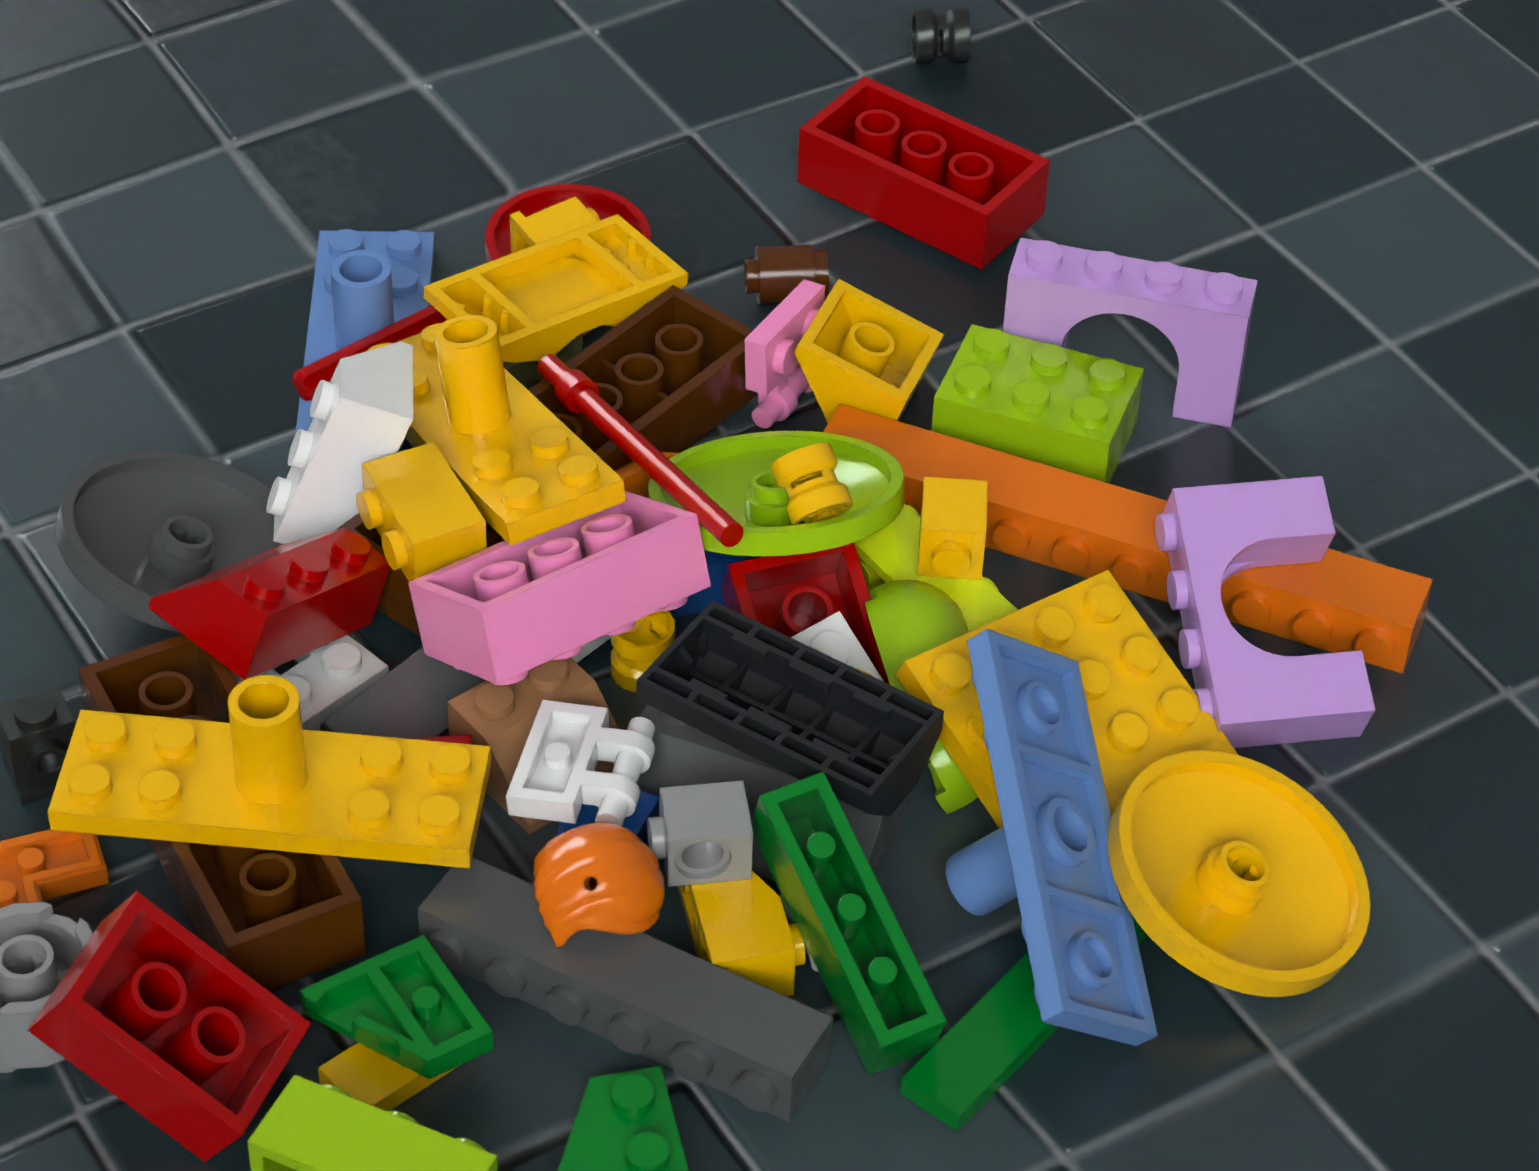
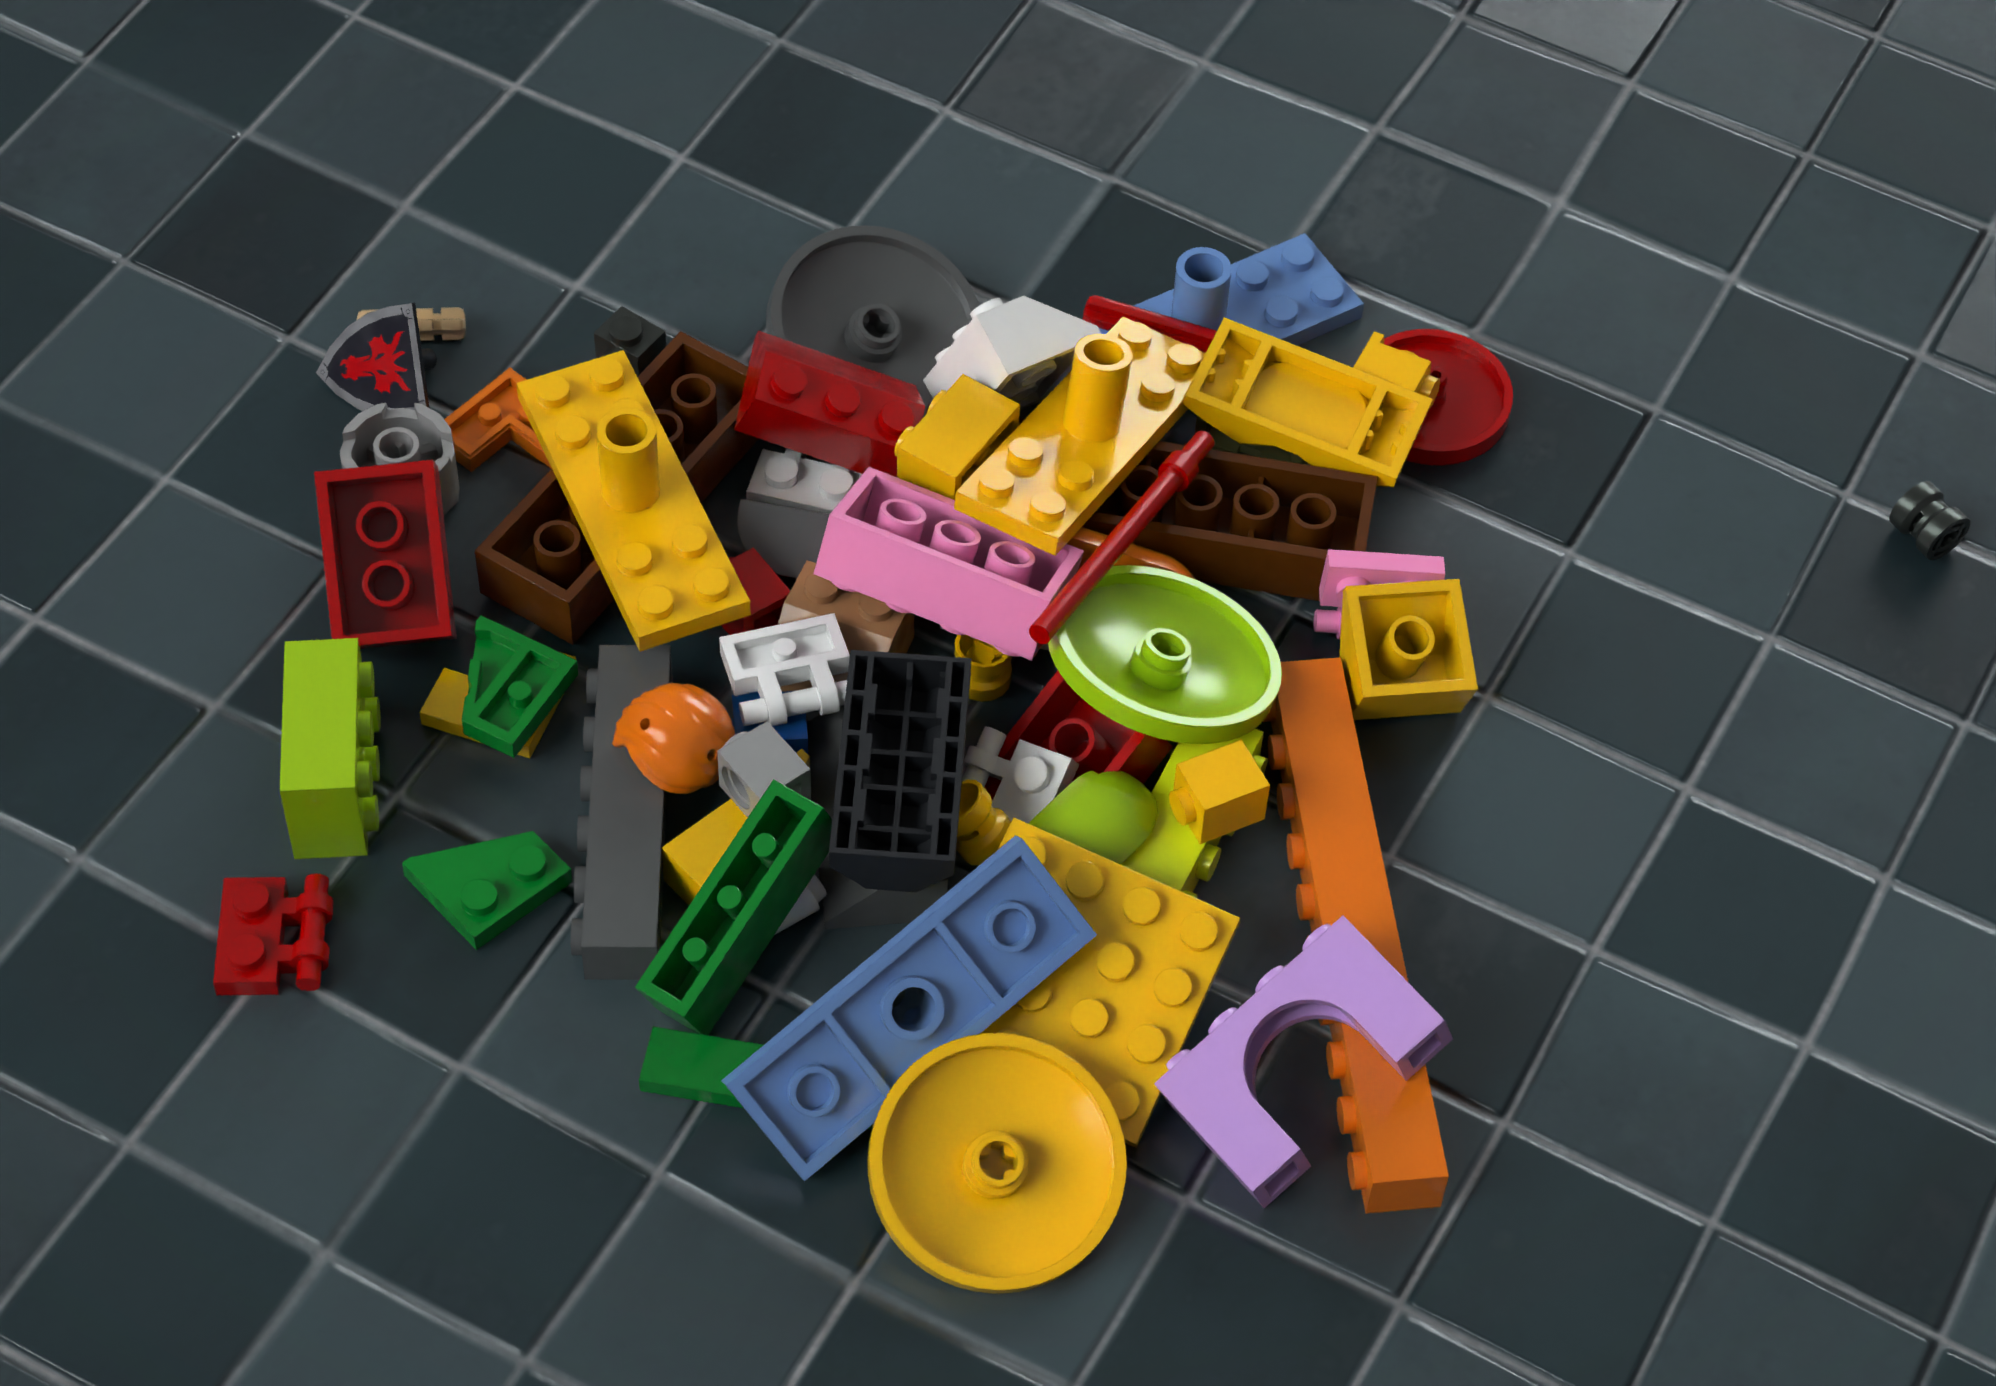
camera: 60 degrees right, 10 degrees up
(781, 269) = (1501, 555): reddish brown brick -> none
(811, 484) = (1147, 662): yellow wheel -> none
(922, 171) = (1706, 587): red brick -> none
(1039, 402) = (1464, 803): lime brick -> none
(1196, 309) = (1571, 761): lavender arch -> none

